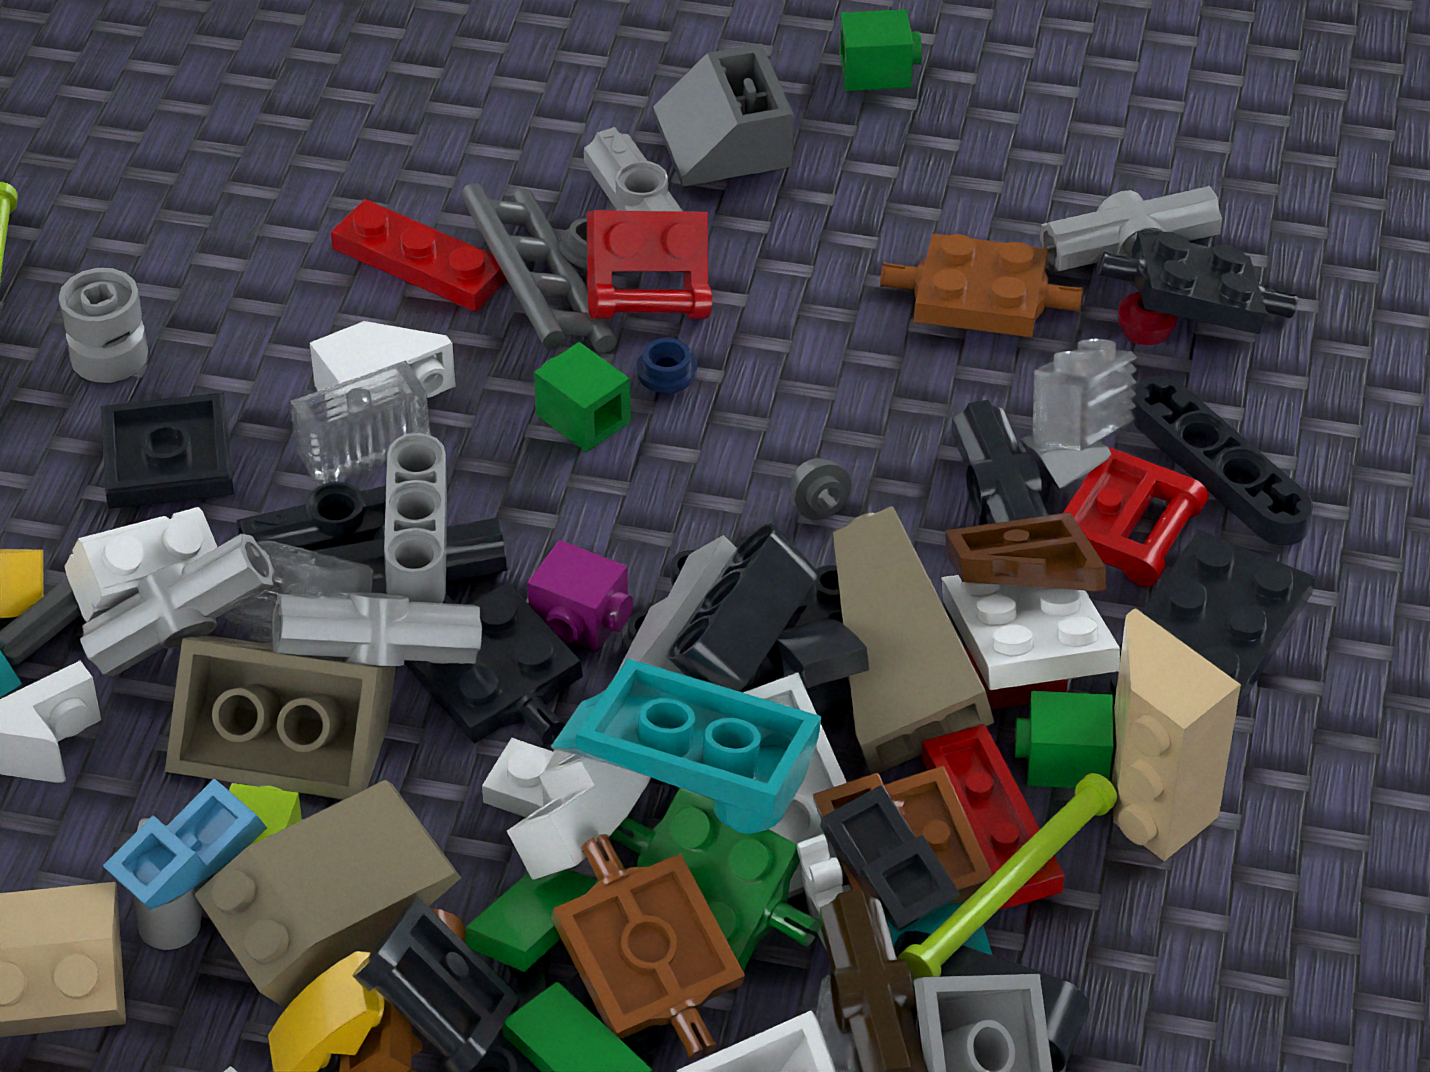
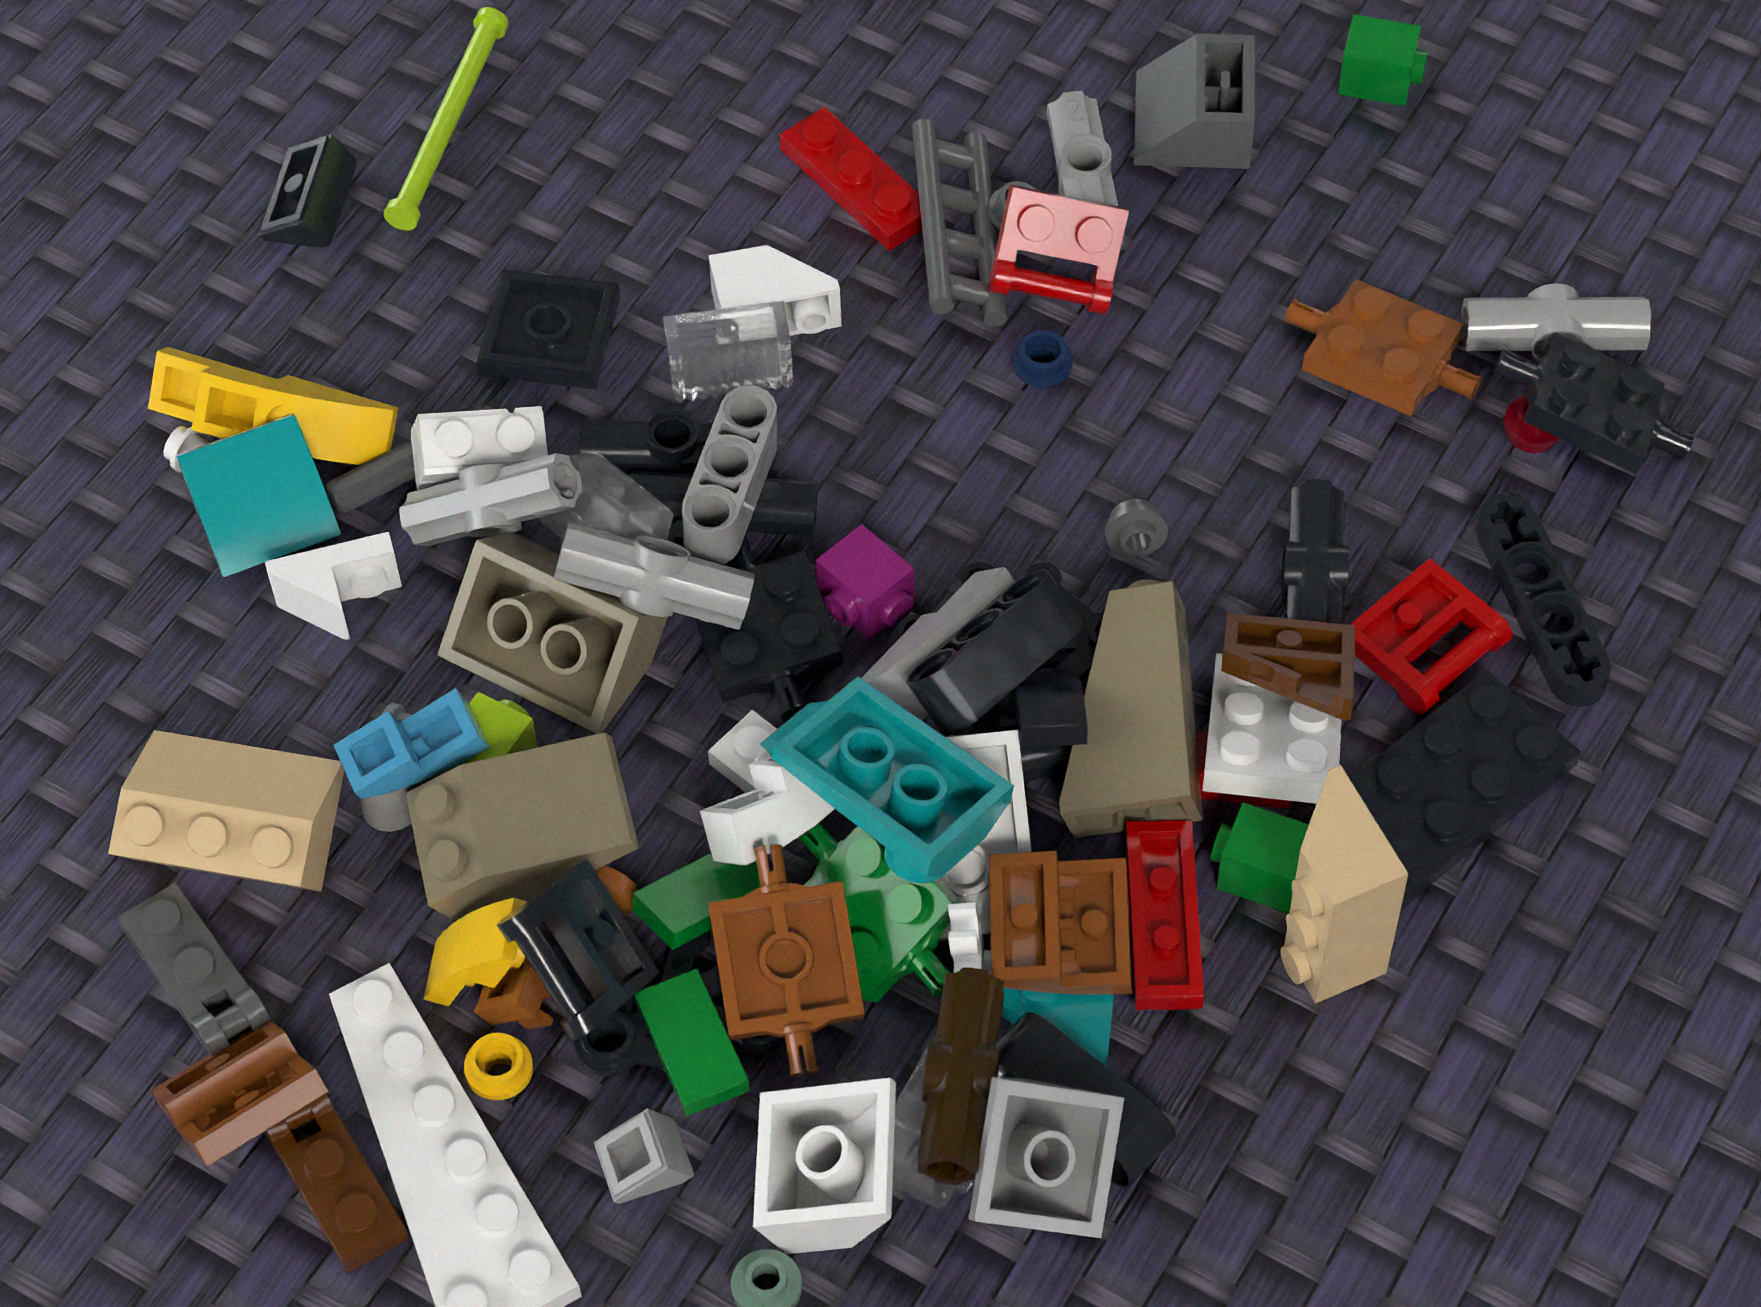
camera: 20 degrees right, 10 degrees up
(103, 325) = (532, 185): light grey wheel -> none
(582, 396) = (948, 372): green brick -> none
(889, 858) = (1030, 942): black slope -> none
(1065, 465) = (1385, 556): slope -> none
(1083, 395) = (1420, 503): clear brick -> none
(1092, 797) = (1023, 1053): lime bar -> none

